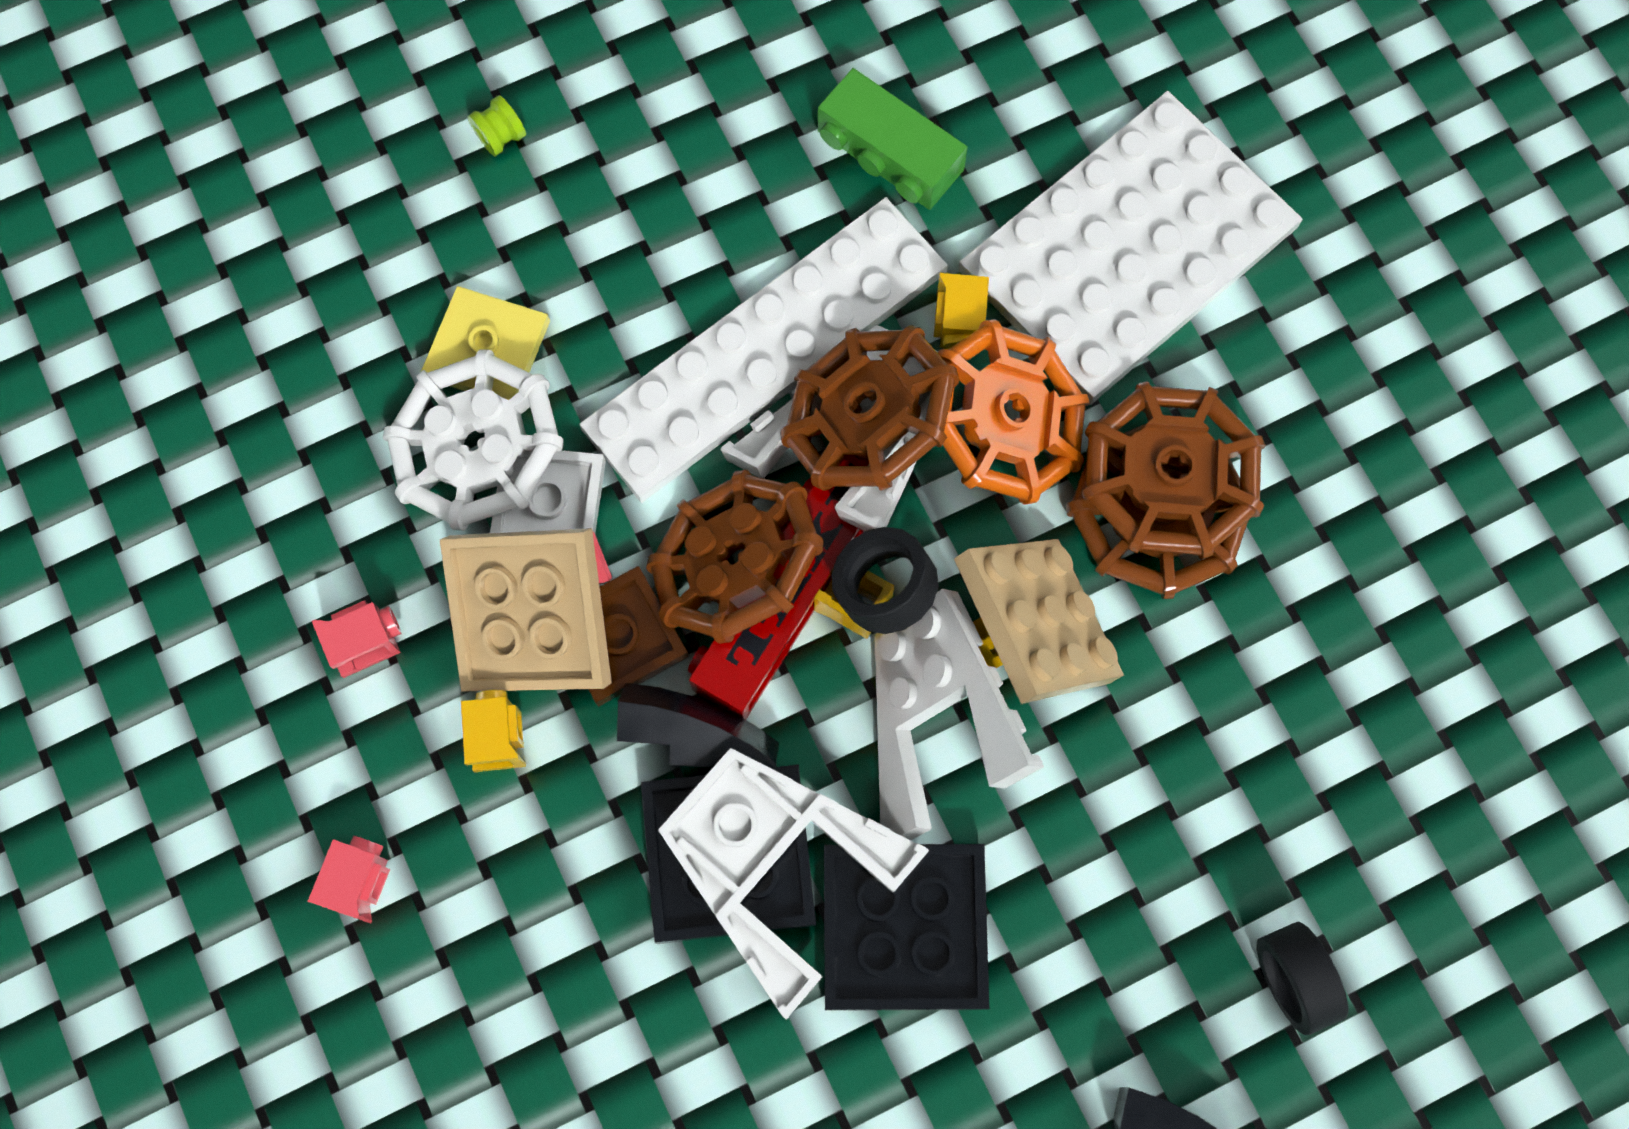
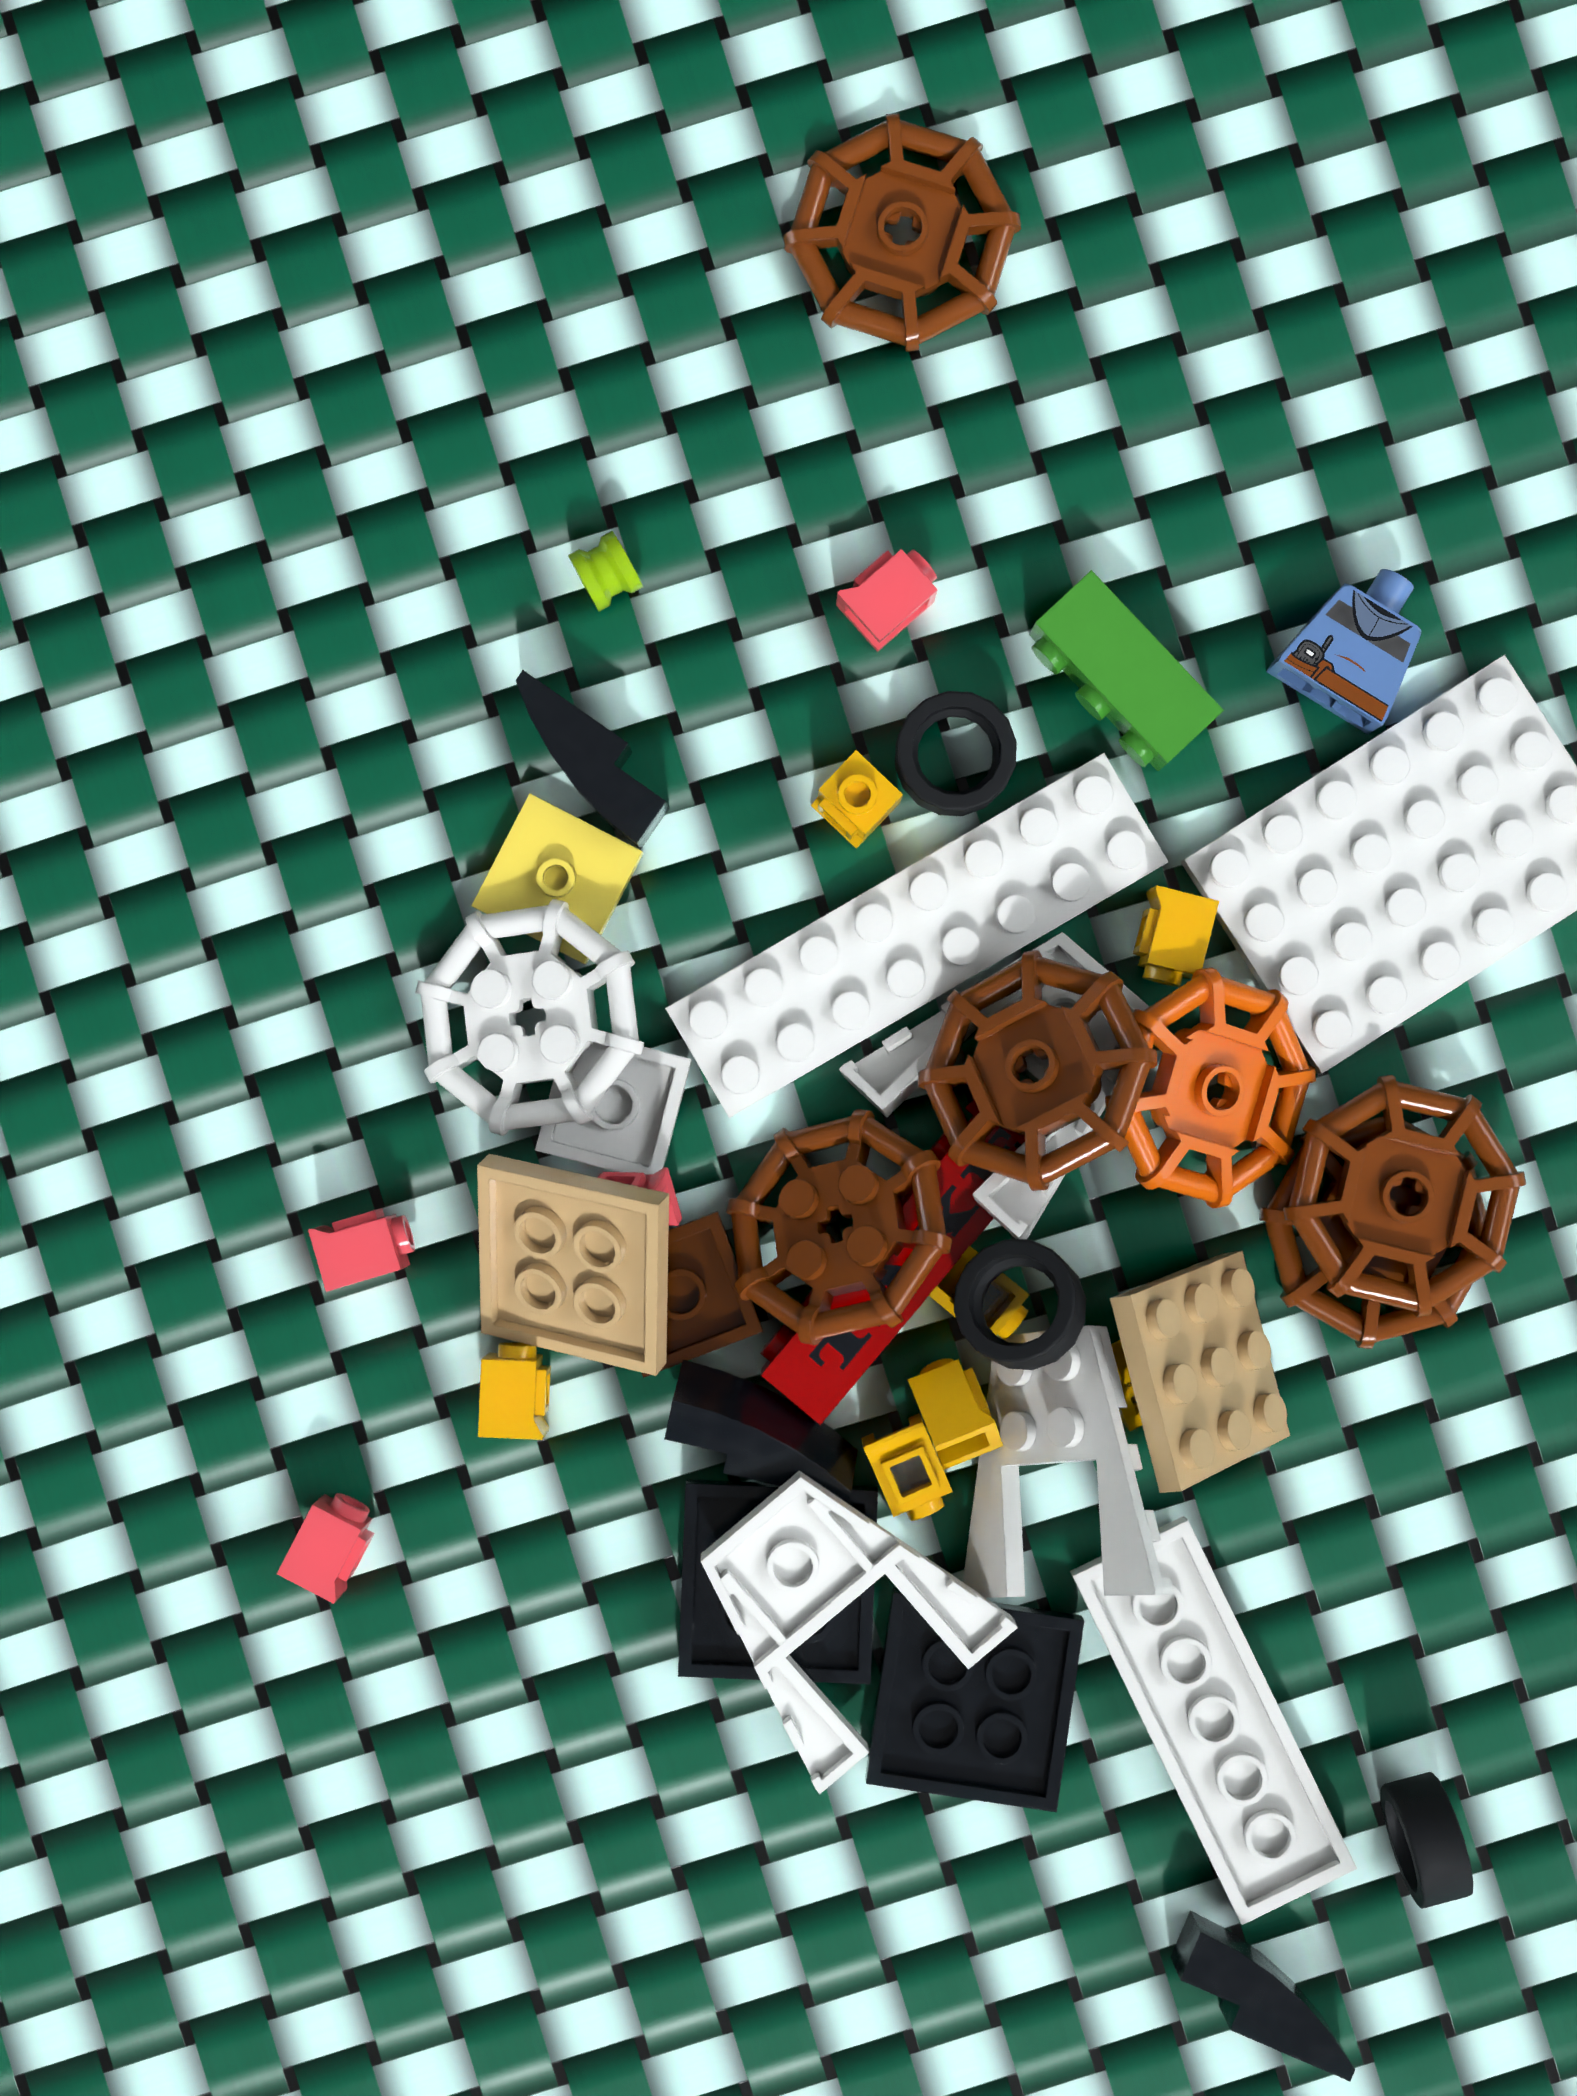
camera: 10 degrees right, 15 degrees up
(503, 255) = (593, 762): none -> black slope
(705, 251) = (856, 799): none -> yellow window
(708, 114) = (888, 596): none -> coral window
(774, 180) = (959, 705): none -> black tyre
(820, 743) = (908, 1470): none -> yellow window
(851, 691) = (954, 1412): none -> yellow window
(1054, 103) = (1354, 652): none -> medium blue torso
(1109, 917) = (1218, 1730): none -> white plate

